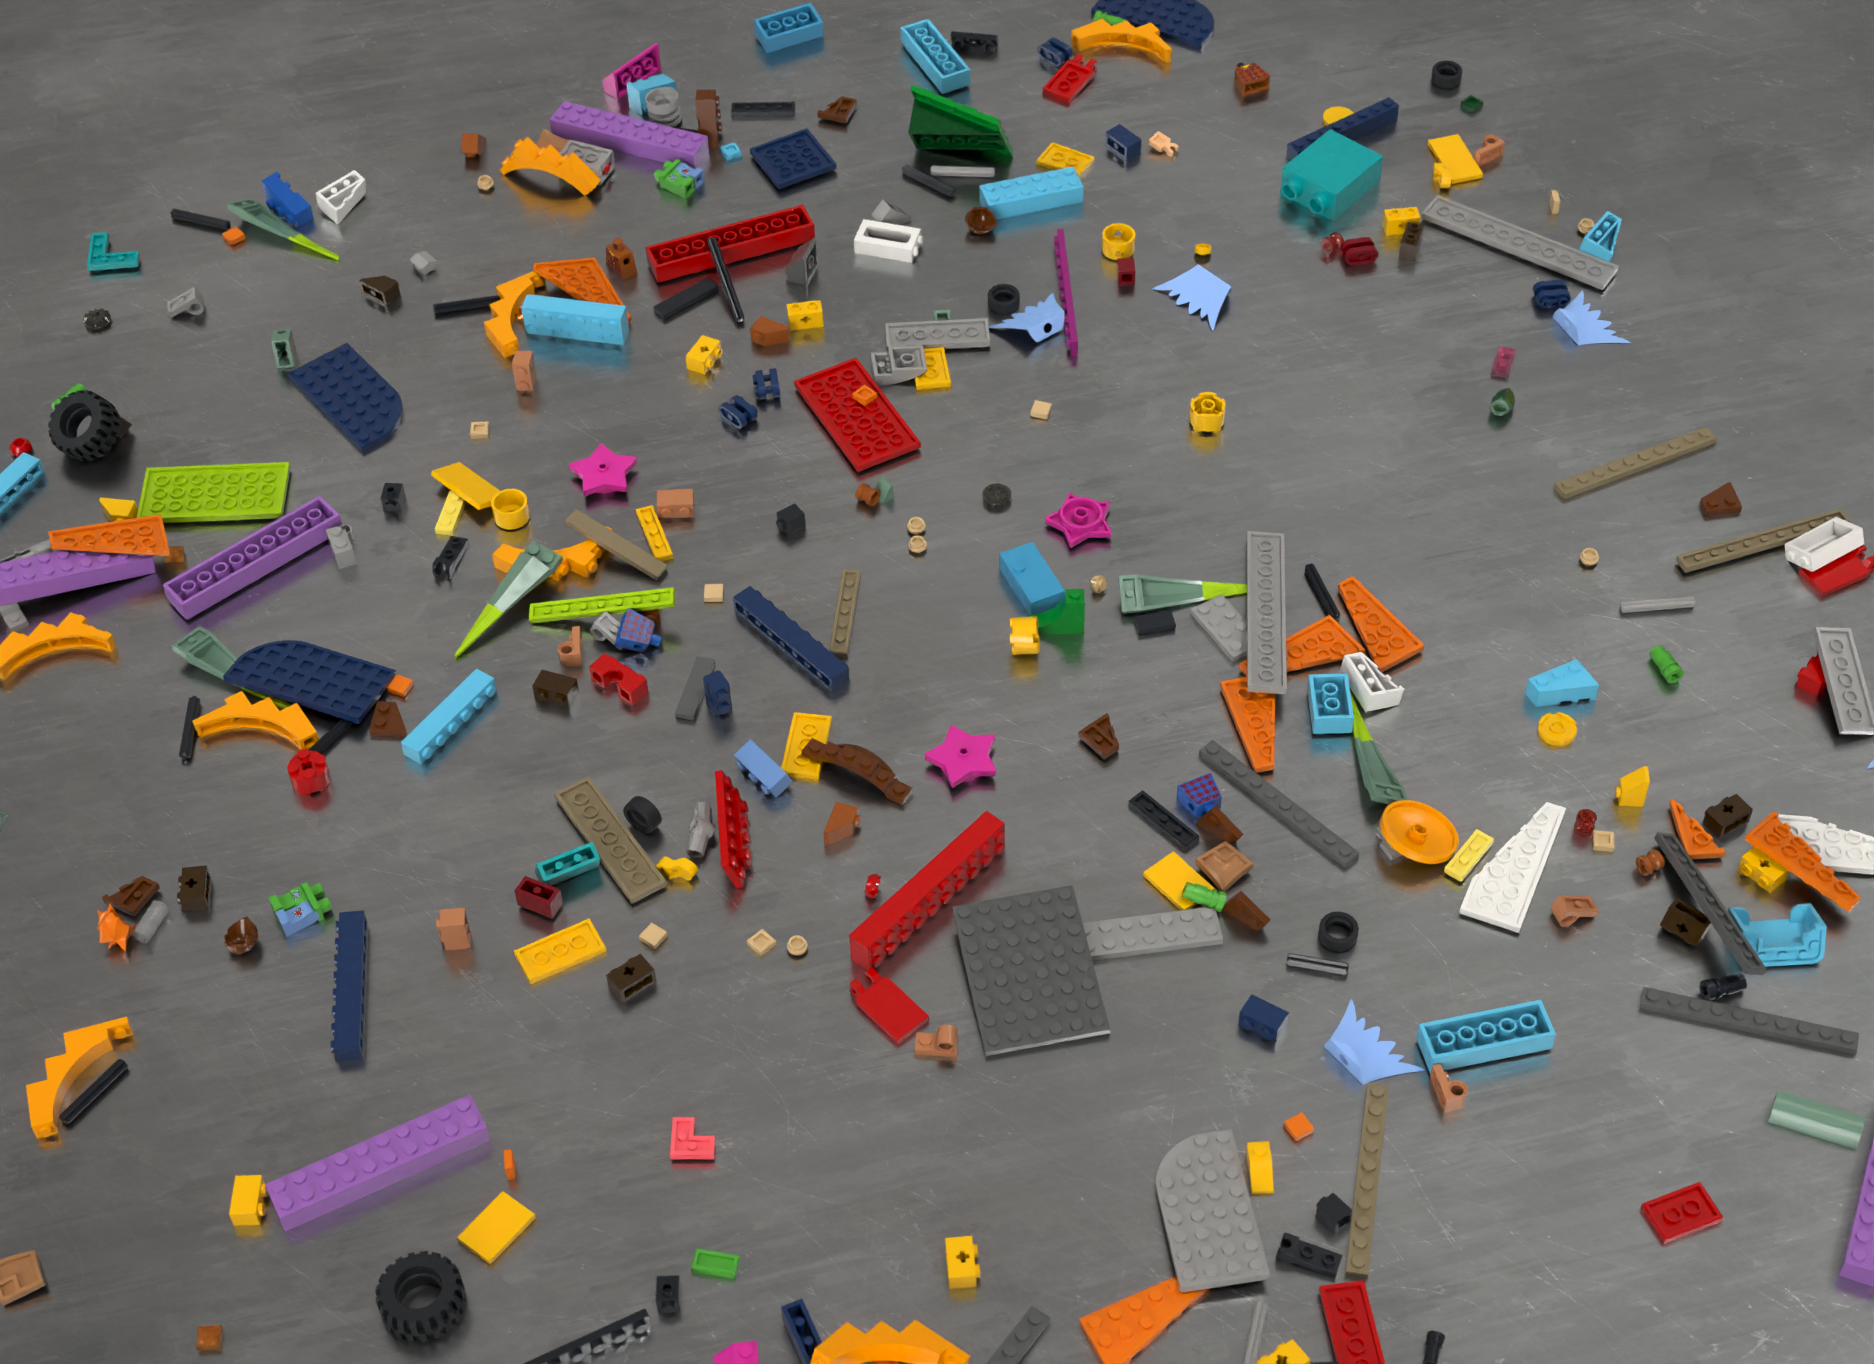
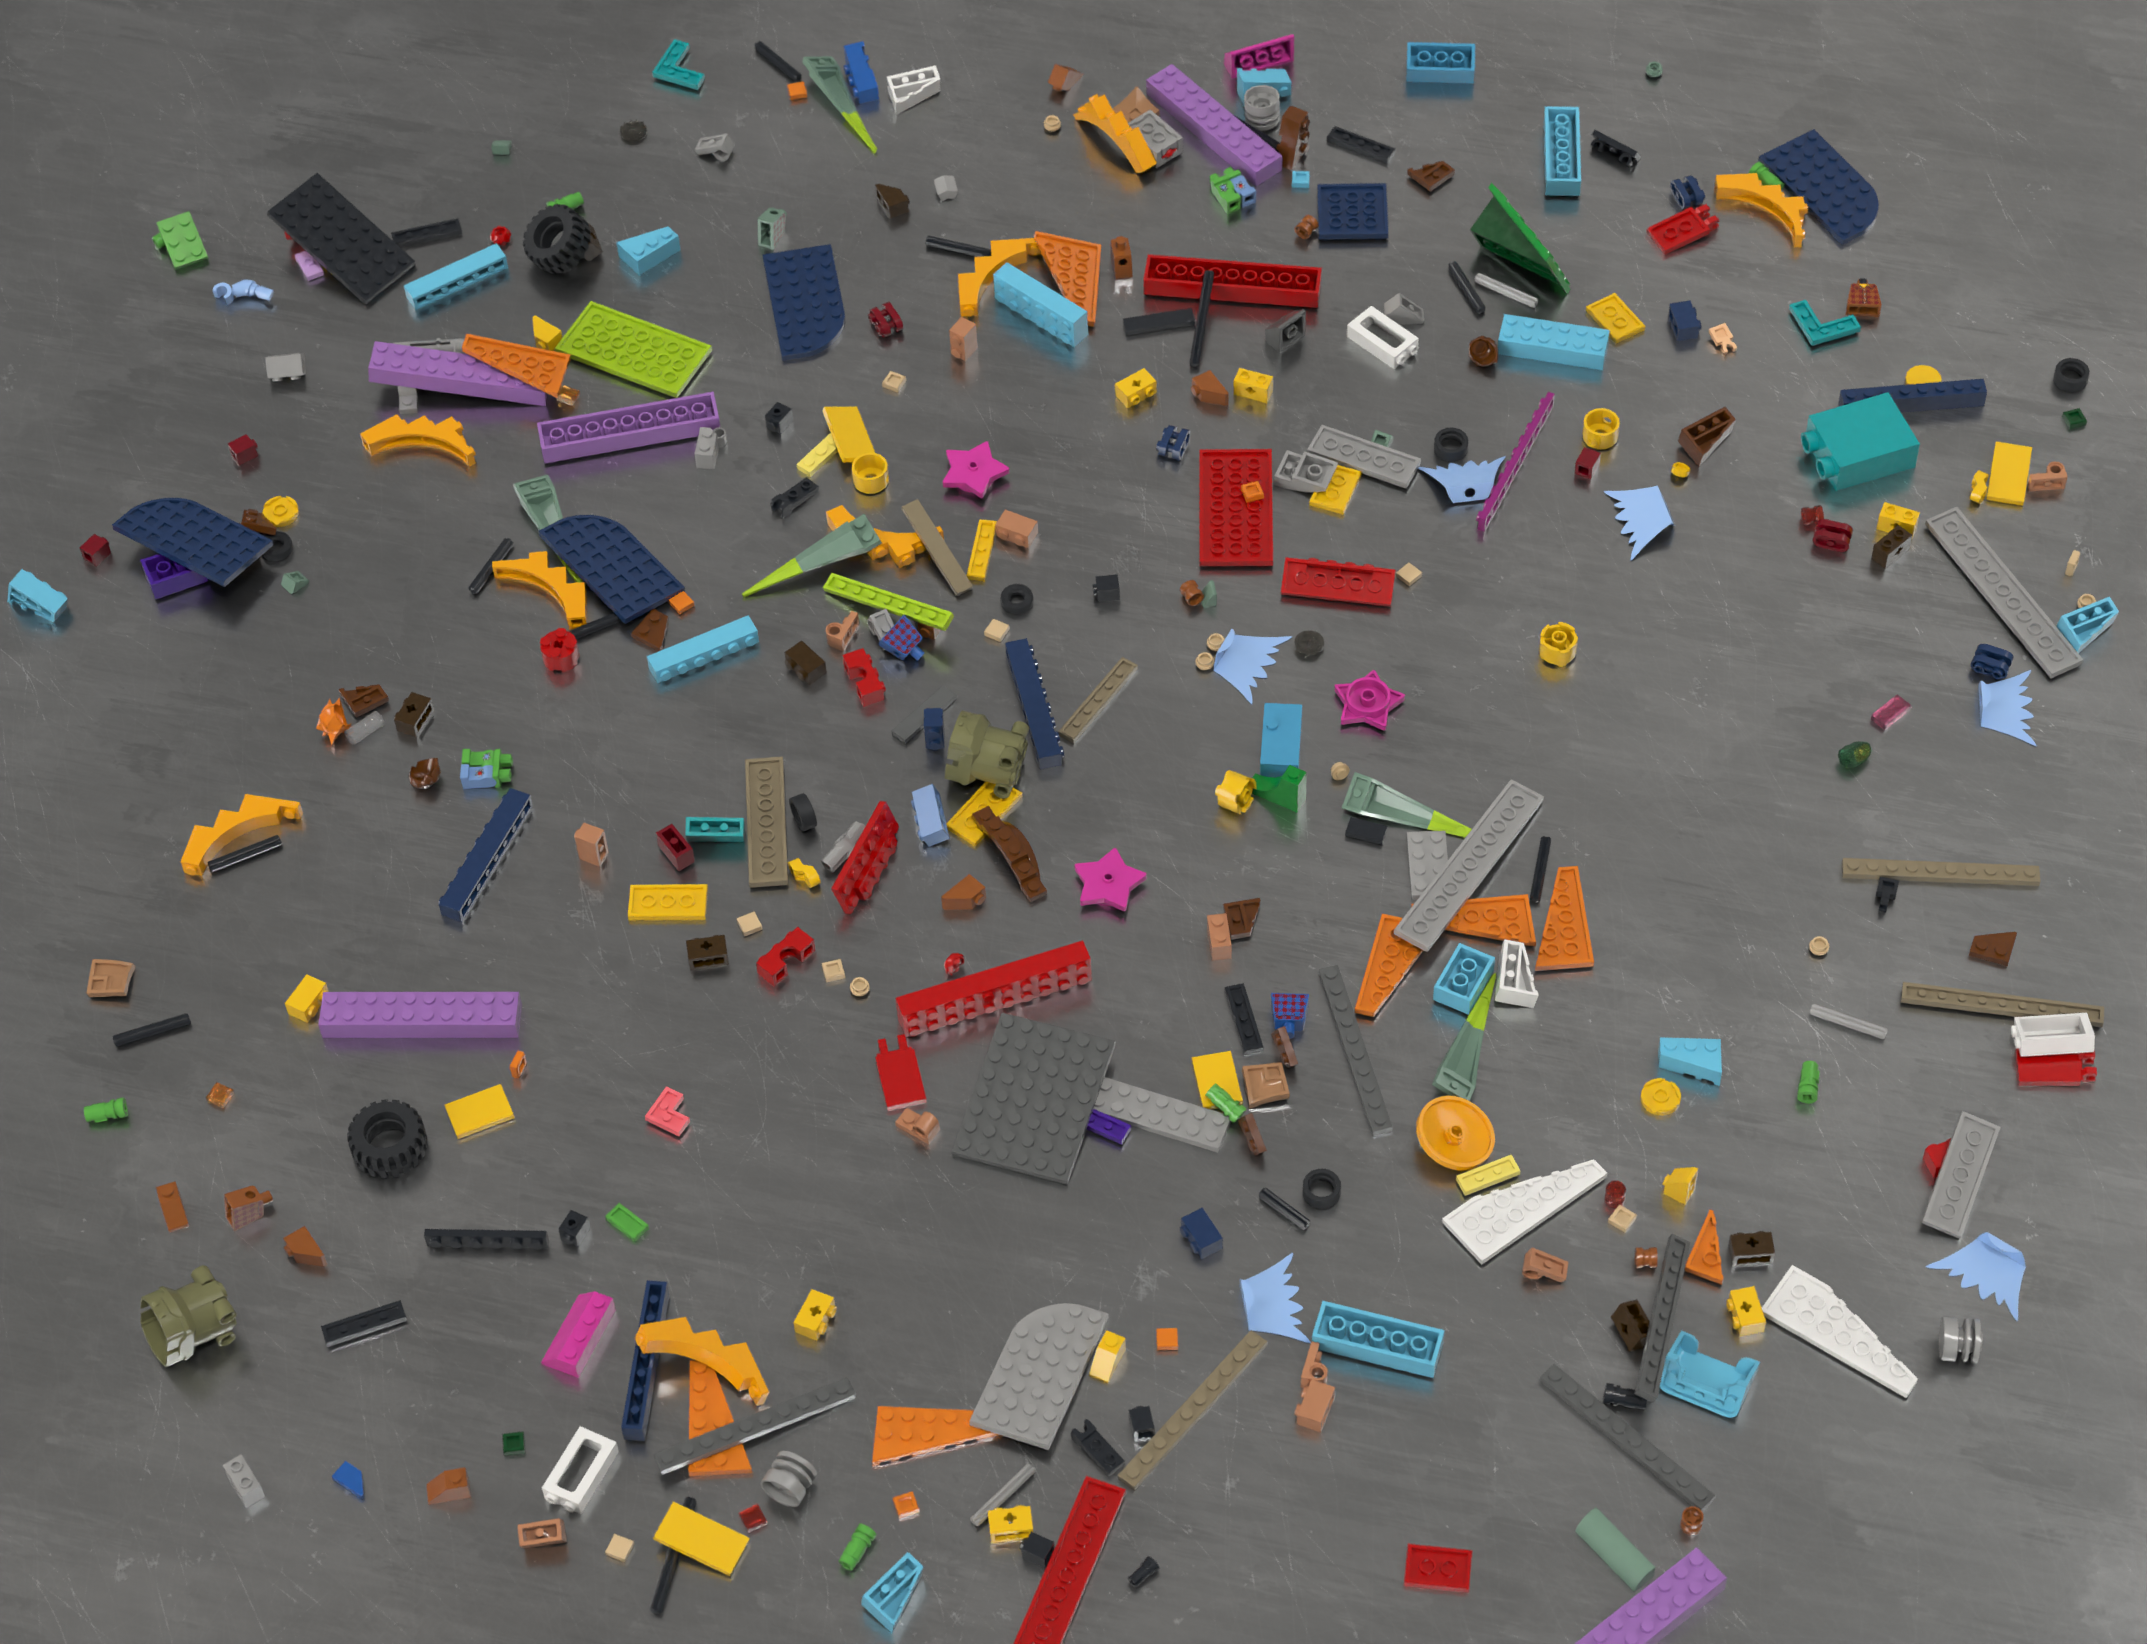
camera: 30 degrees right, 5 degrees up
(93, 1306) = (151, 1029): none -> black axle
(175, 406) = (648, 249): none -> medium azure wedge
(439, 382) = (882, 326): none -> dark red brick
(712, 934) = (795, 944): none -> red arch
(714, 551) = (1016, 608): none -> black tyre
(738, 411) = (1135, 453): dark blue brick -> none
(763, 182) = (1306, 227): none -> dark orange wheel
(785, 691) = (986, 752): none -> olive piece
(949, 530) = (1243, 659): none -> light blue piece
(988, 436) = (1338, 581): none -> red plate
(1095, 760) = (1219, 937): none -> nougat brick
(1113, 964) = (1108, 1127): none -> dark purple plate
(1205, 215) = (1706, 434): none -> reddish brown wedge
(1229, 113) = (1820, 333): none -> teal plate
(1473, 1121) = (1315, 1405): none -> nougat brick
(1609, 492) = (1886, 890): none -> black plate
(1799, 858) = (1778, 1312): orange wing -> none
(1858, 1063) = (1695, 1517): none -> dark orange wheel

